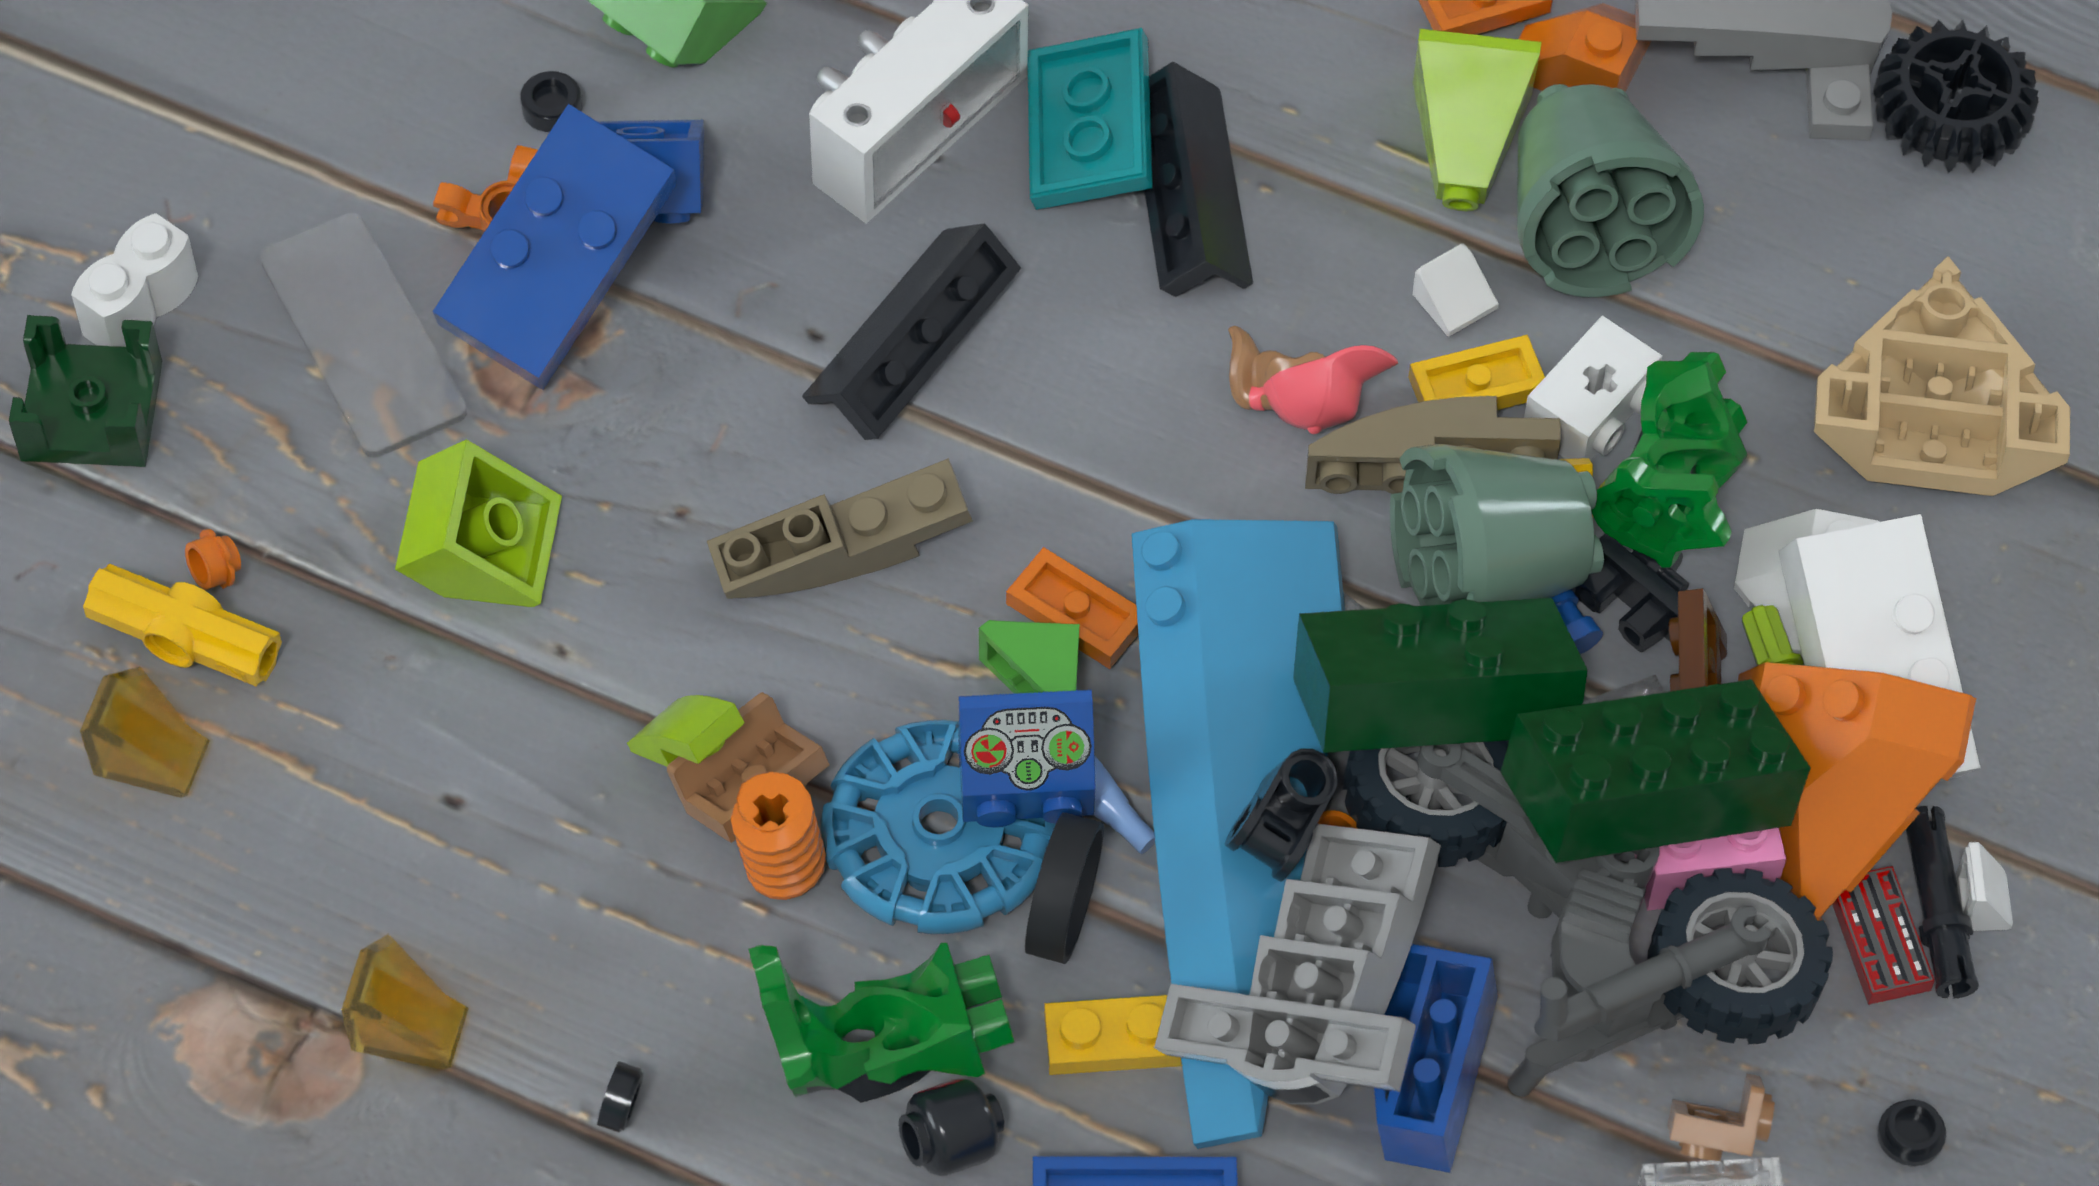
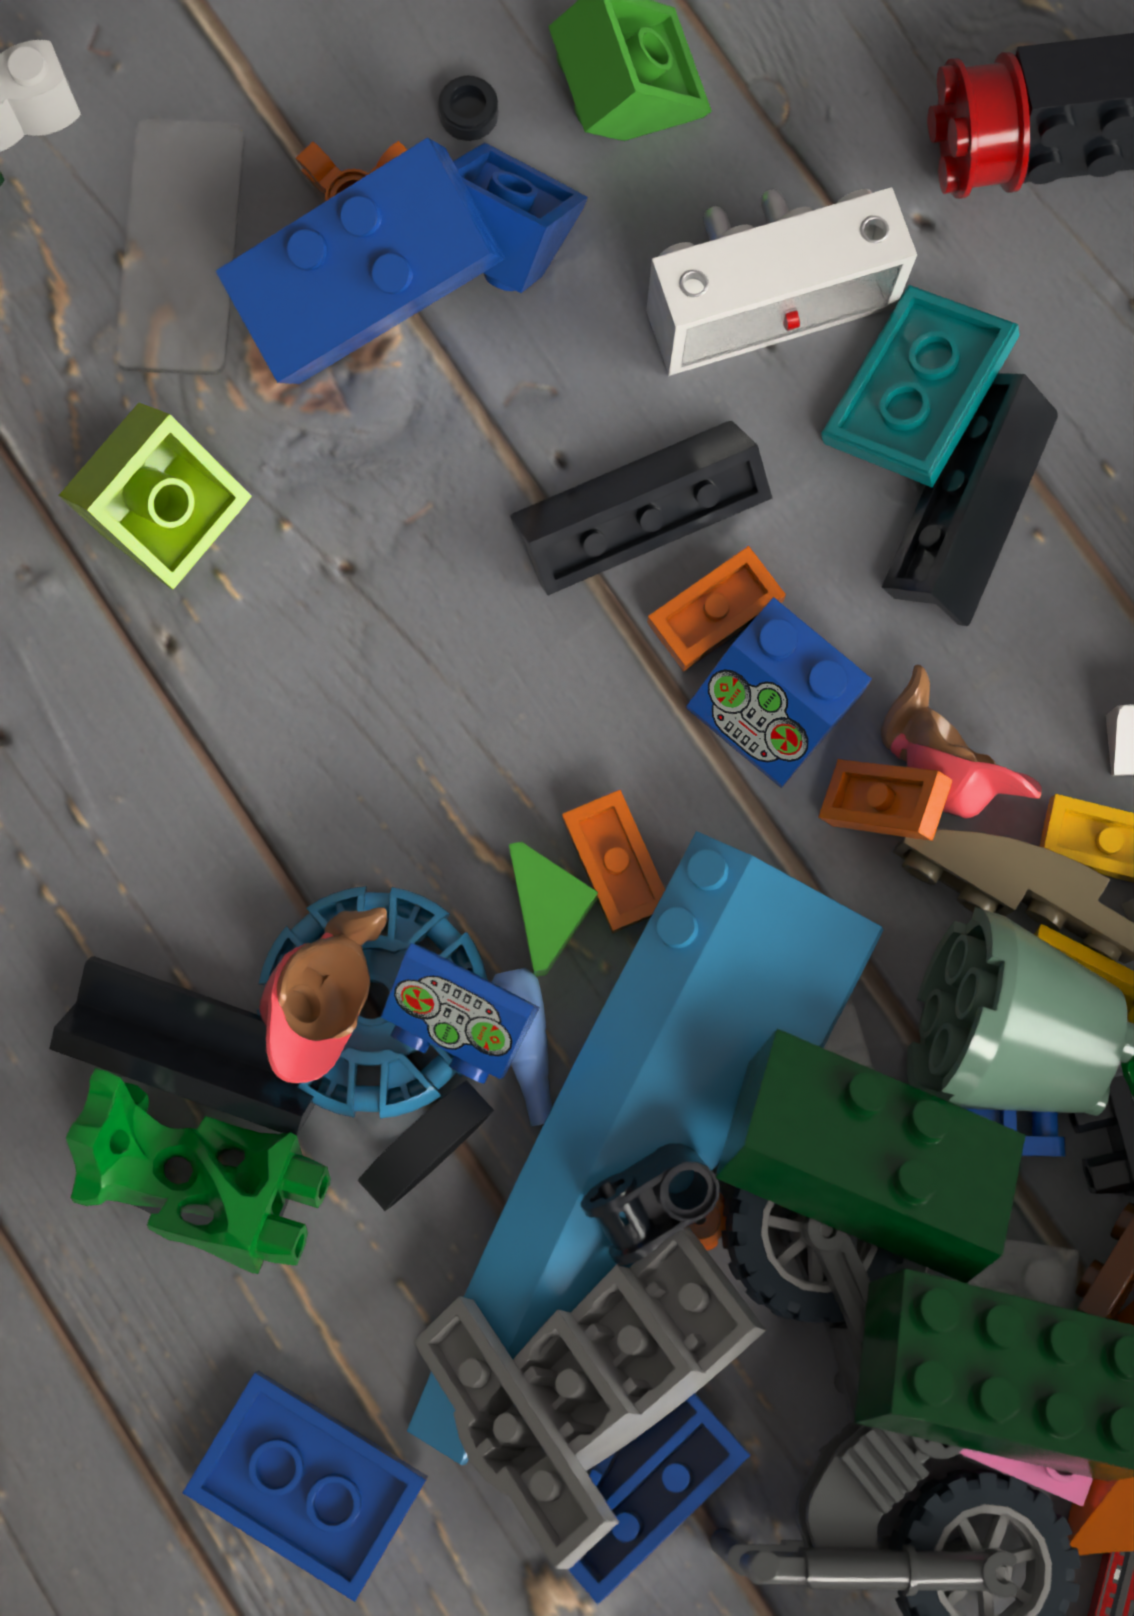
camera: 30 degrees right, 20 degrees up
(687, 728) = (200, 798): lime slope -> none
(756, 748) = (238, 856): medium nougat bracket -> none
(778, 836) = (213, 948): orange piece -> none
(811, 926) = (179, 1045): none -> black panel
(839, 541) = (453, 676): dark tan slope -> none
(895, 808) = (318, 996): none -> medium nougat hair
(951, 1127) = (205, 1301): black head -> none
(1030, 373) = (714, 608): none -> orange plate
(1105, 1035) = (395, 1281): yellow plate -> none
(1127, 407) = (778, 692): none -> blue slope
(1271, 435) = (885, 799): none -> orange plate

